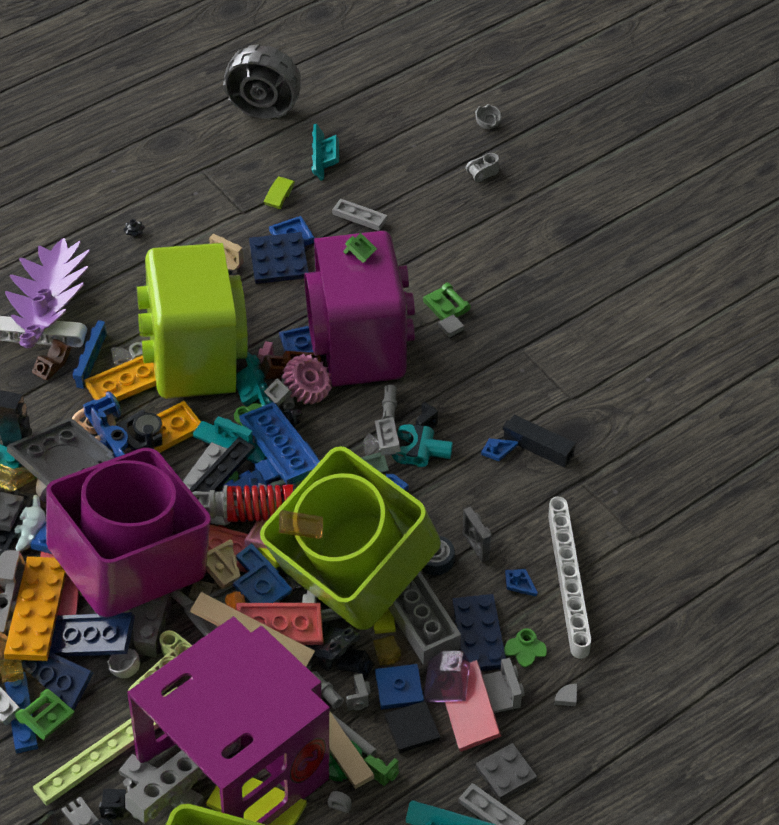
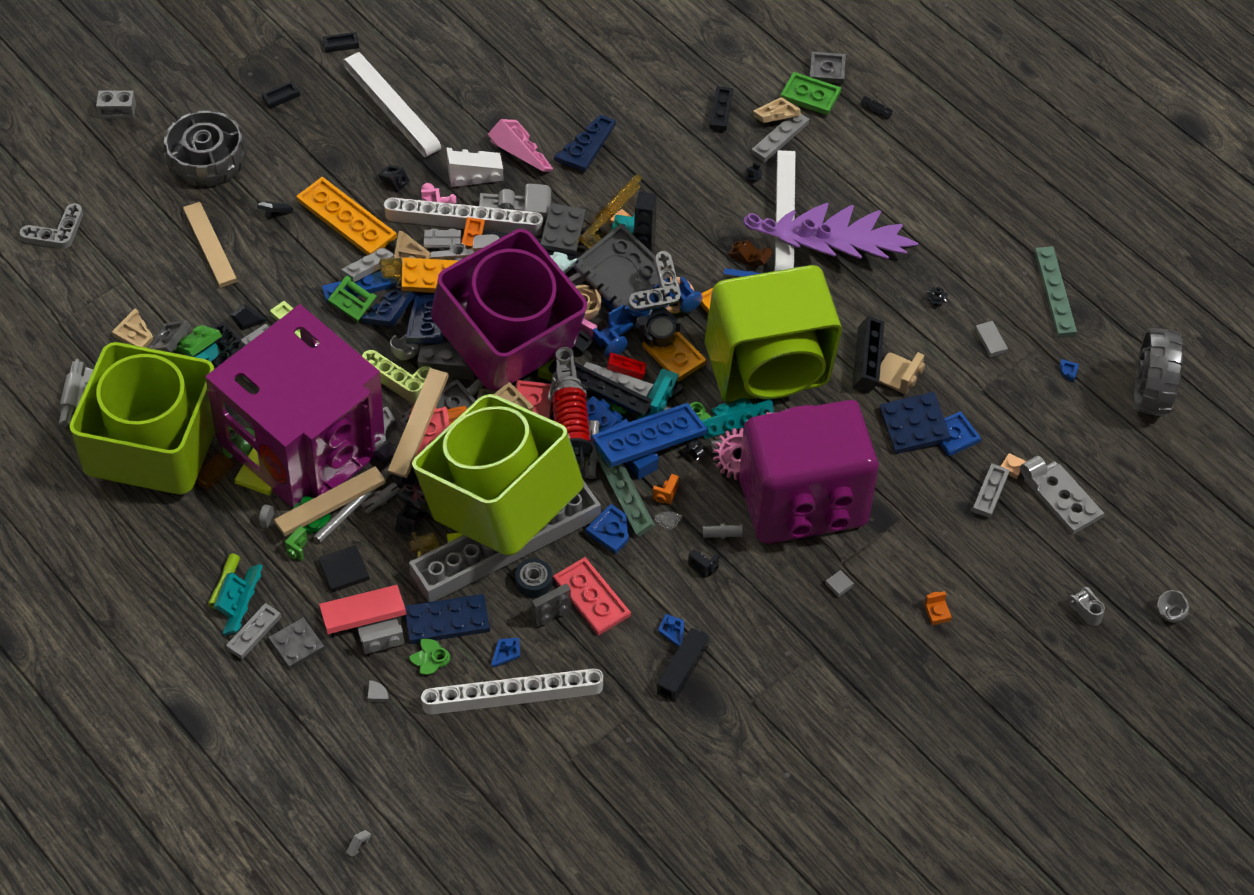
camera: 85 degrees right, 5 degrees up
(106, 409) = (665, 287): none -> light grey beam
(145, 151) = (1055, 292): none -> sand green plate
(183, 463) = (626, 366): none -> red plate
(188, 198) = (991, 339): none -> light grey tile
(231, 153) = (1068, 369): none -> blue tile
(277, 391) = (715, 428): light grey plate -> none
(278, 192) = (1018, 416): lime slope -> none
(301, 524) = (480, 412): clear orange tile -> none
(324, 151) = (1083, 450): teal bracket -> none
(330, 199) = (1013, 464): none -> light nougat plate
(338, 438) = (667, 493): none -> orange bracket
(346, 186) = (1036, 476): none -> light grey hinge
(360, 247) = (835, 434): bright green bracket -> none
(360, 699) = (375, 525): light grey bracket -> none
(387, 436) = (672, 527): light grey plate -> none
(399, 686) = (386, 556): blue plate -> none
(421, 446) = (667, 562): teal connector -> none
(442, 306) = (868, 574): bright green plate -> none
(447, 677) = (388, 589): clear purple slope -> none
(448, 511) = (592, 596): none -> coral tile
(481, 263) = (937, 608): none -> orange bracket
(742, 710) = (357, 840): none -> light grey tile

